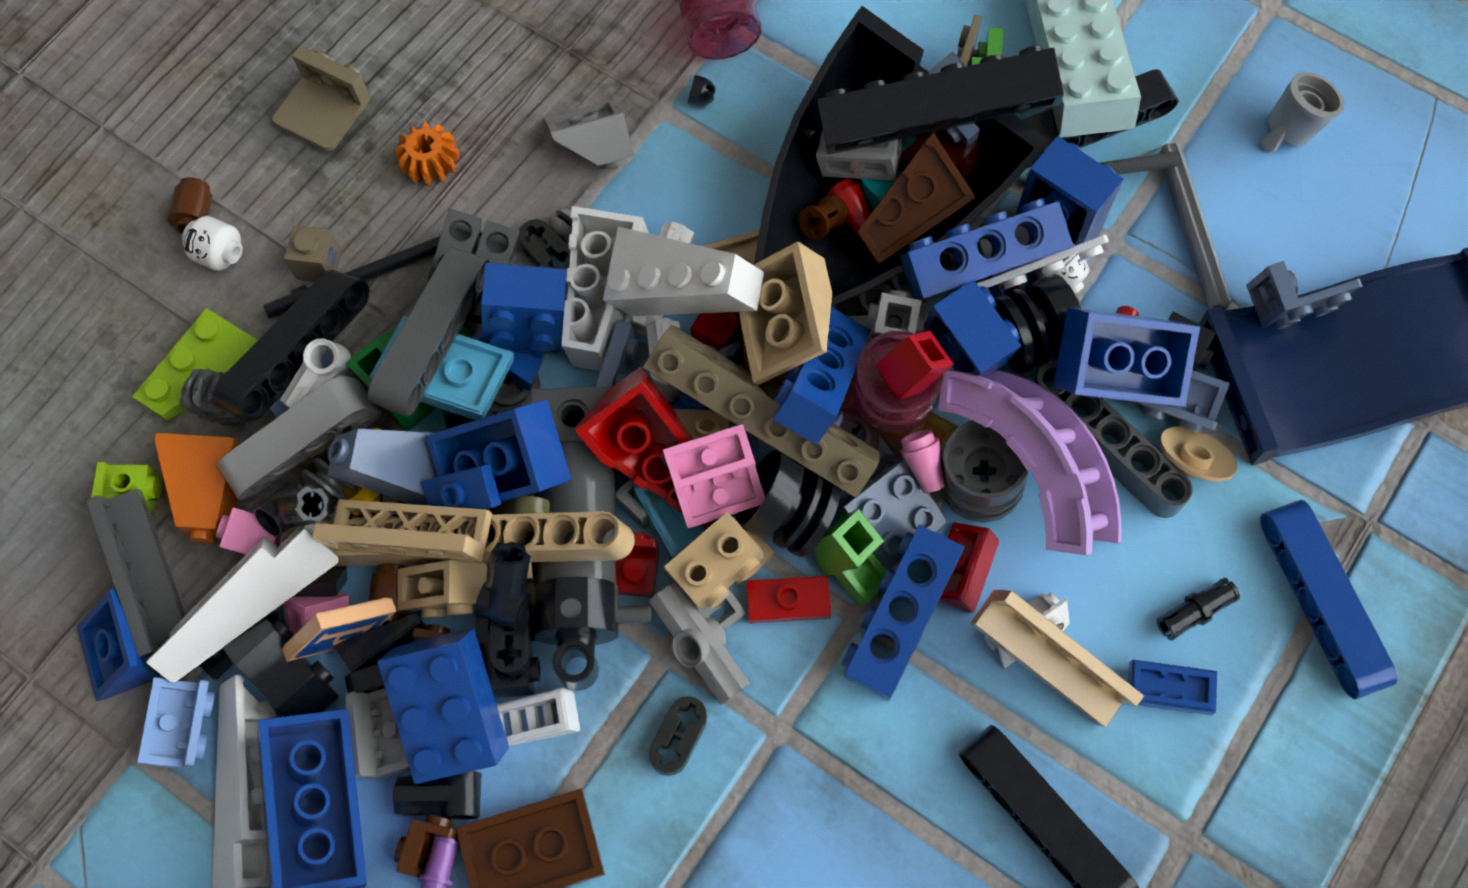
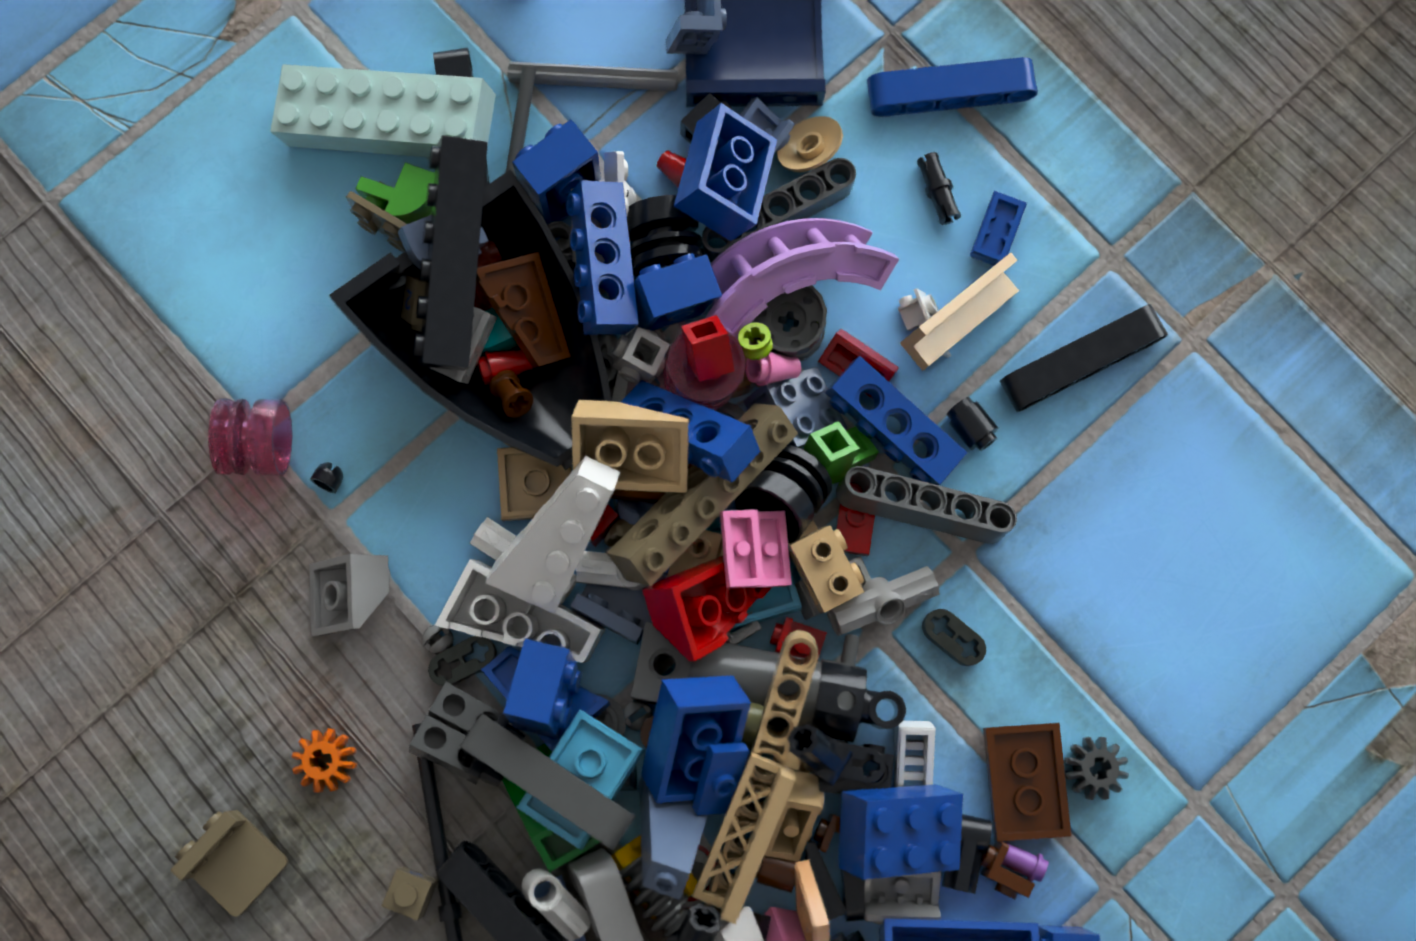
camera: 85 degrees left, 10 degrees up
(808, 684) = (941, 499): none -> dark grey beam
(928, 704) = (972, 424): none -> black brick
(936, 432) = (751, 331): none -> lime bush

